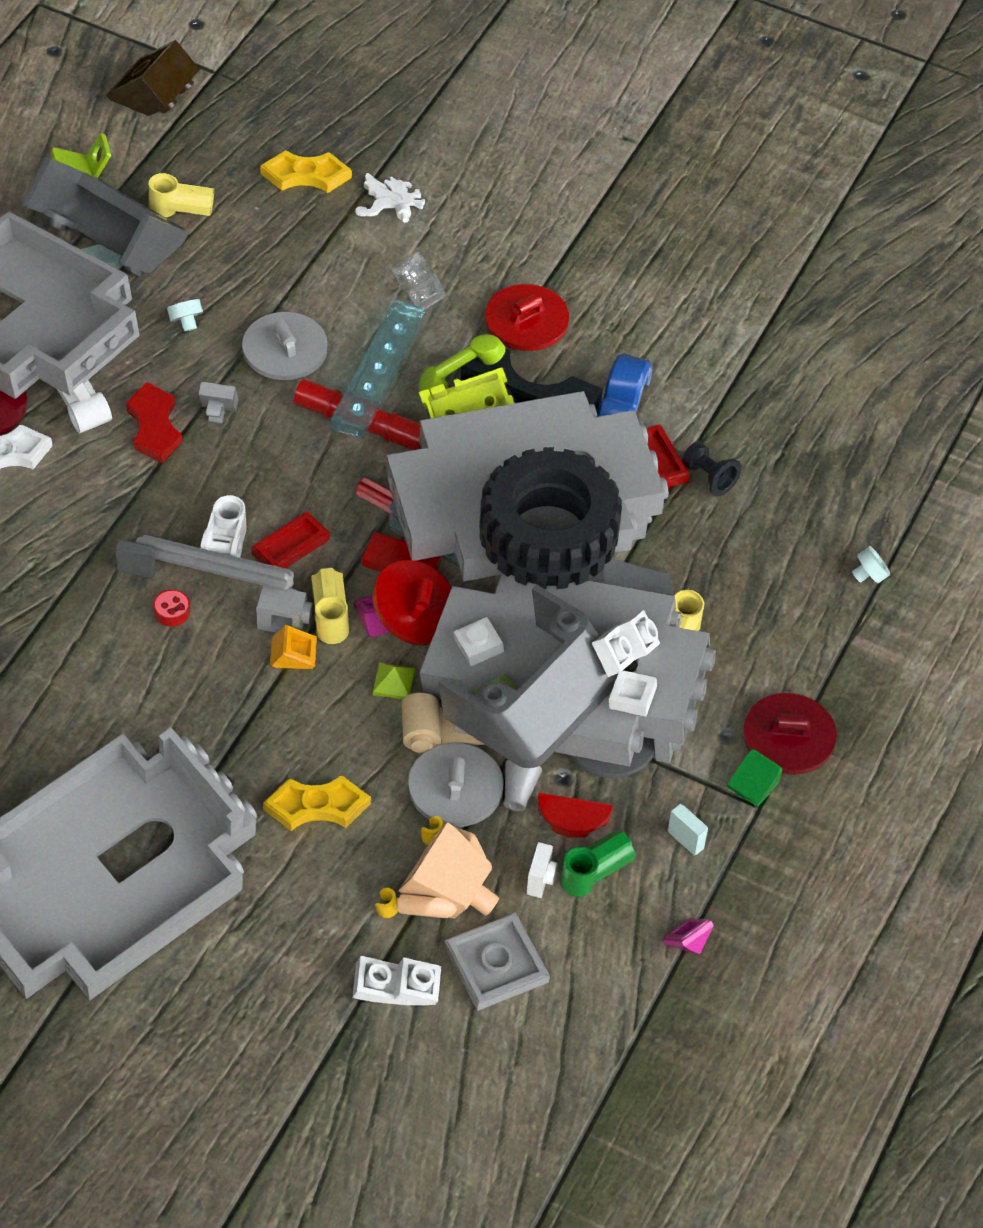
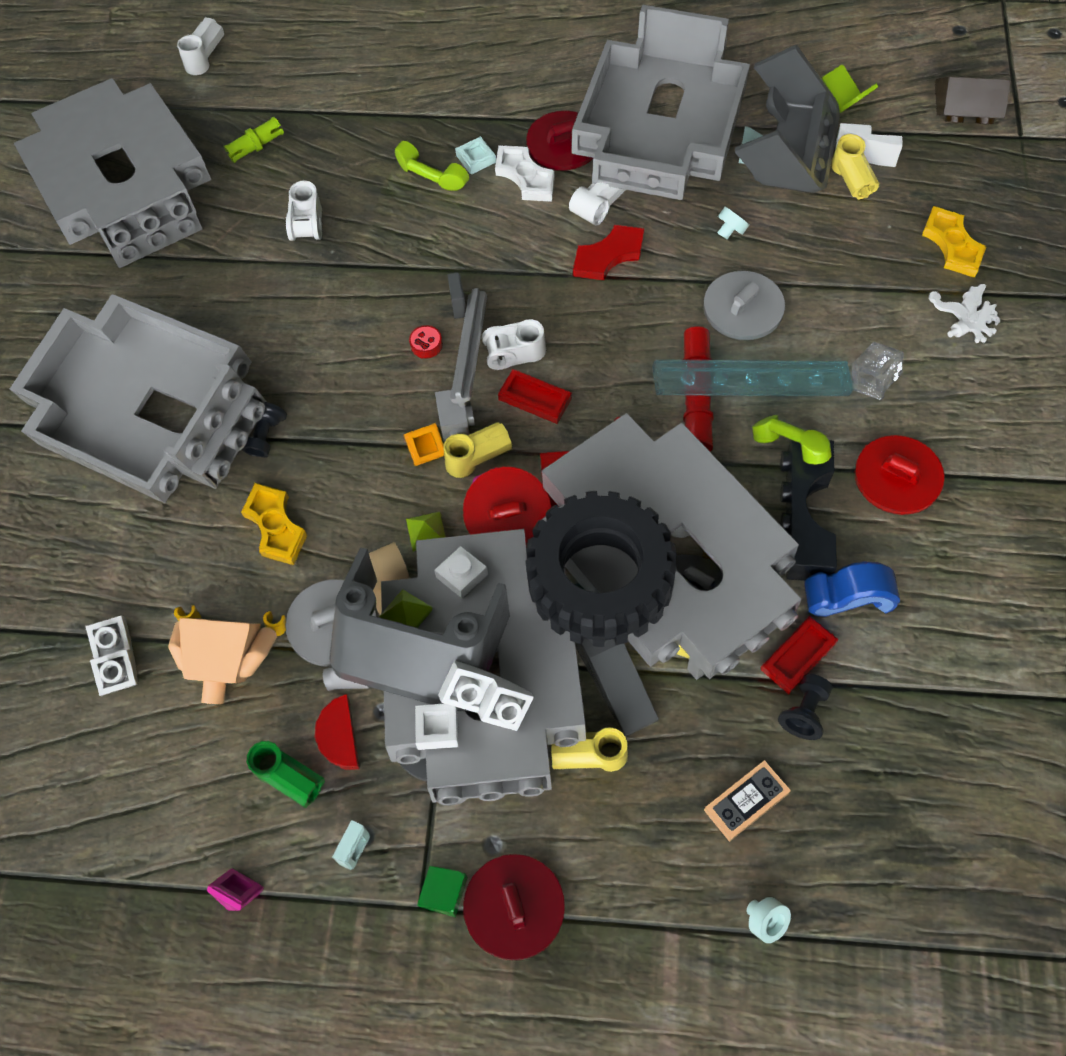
camera: 75 degrees right, 10 degrees up
(174, 164) = (879, 149): none -> white slope
(217, 400) = (649, 282): light grey tile -> none
(468, 395) = (753, 461): neon yellow piece -> none
(496, 961) = (159, 729): light grey tile -> none
(541, 871) = (257, 727): white plate -> none
(769, 543) = (747, 800): none -> tile

